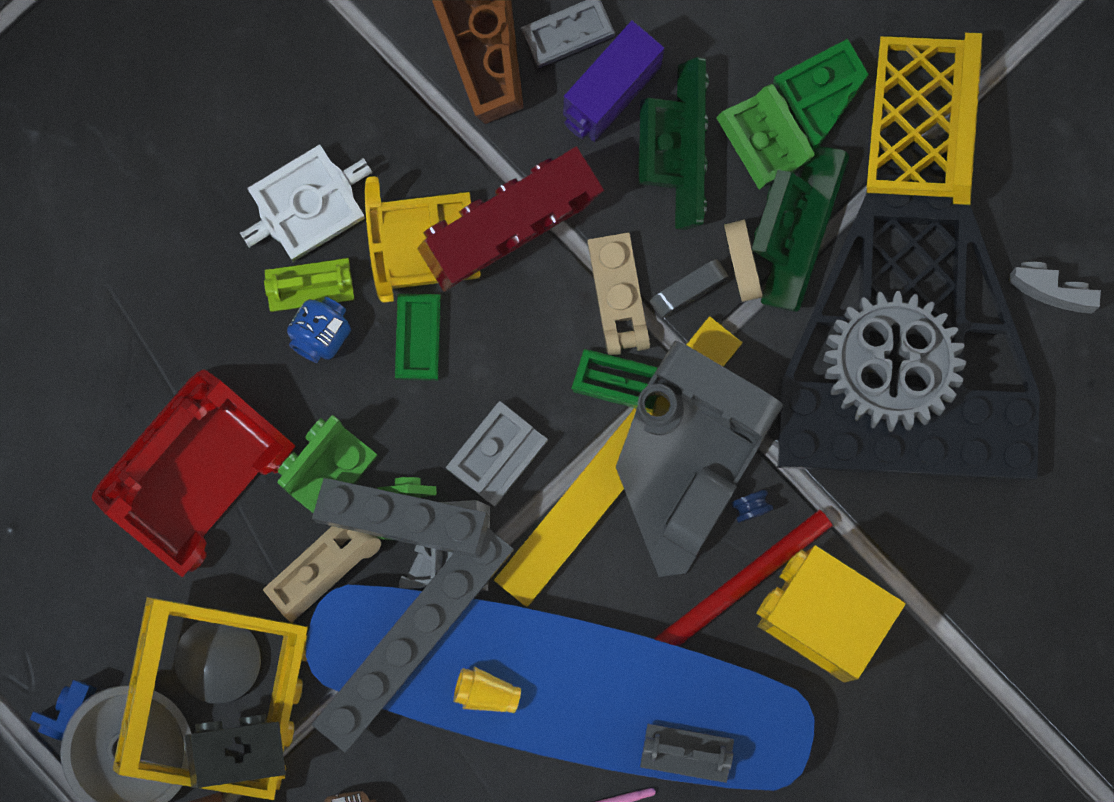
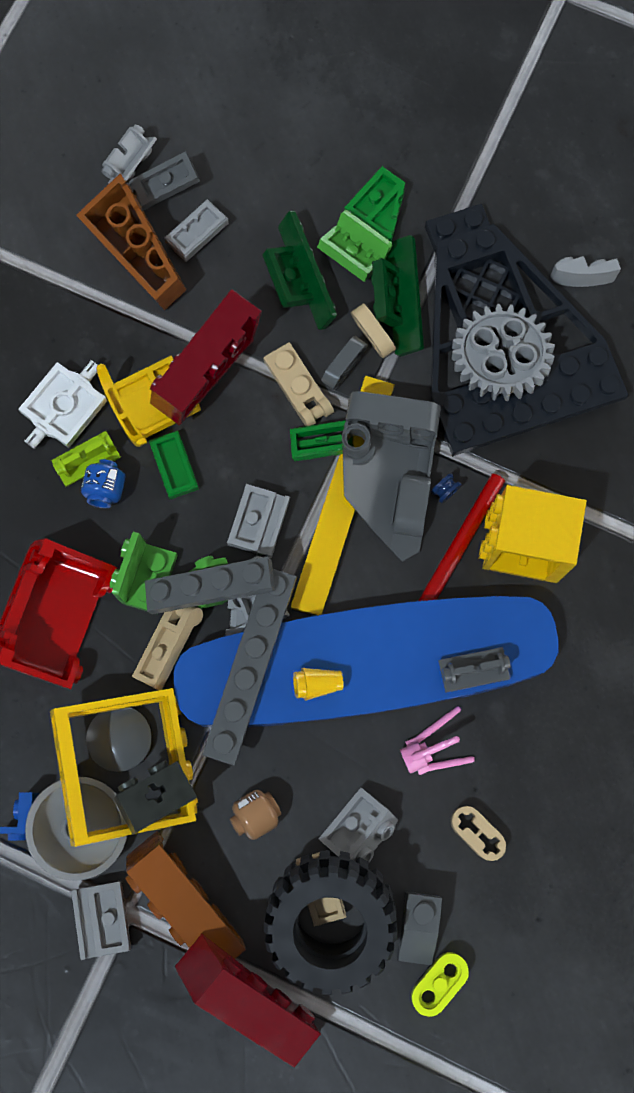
camera: 20 degrees left, 5 degrees down
(612, 82) = (239, 245): dark purple brick -> none
(962, 118) = (481, 191): yellow fence -> none

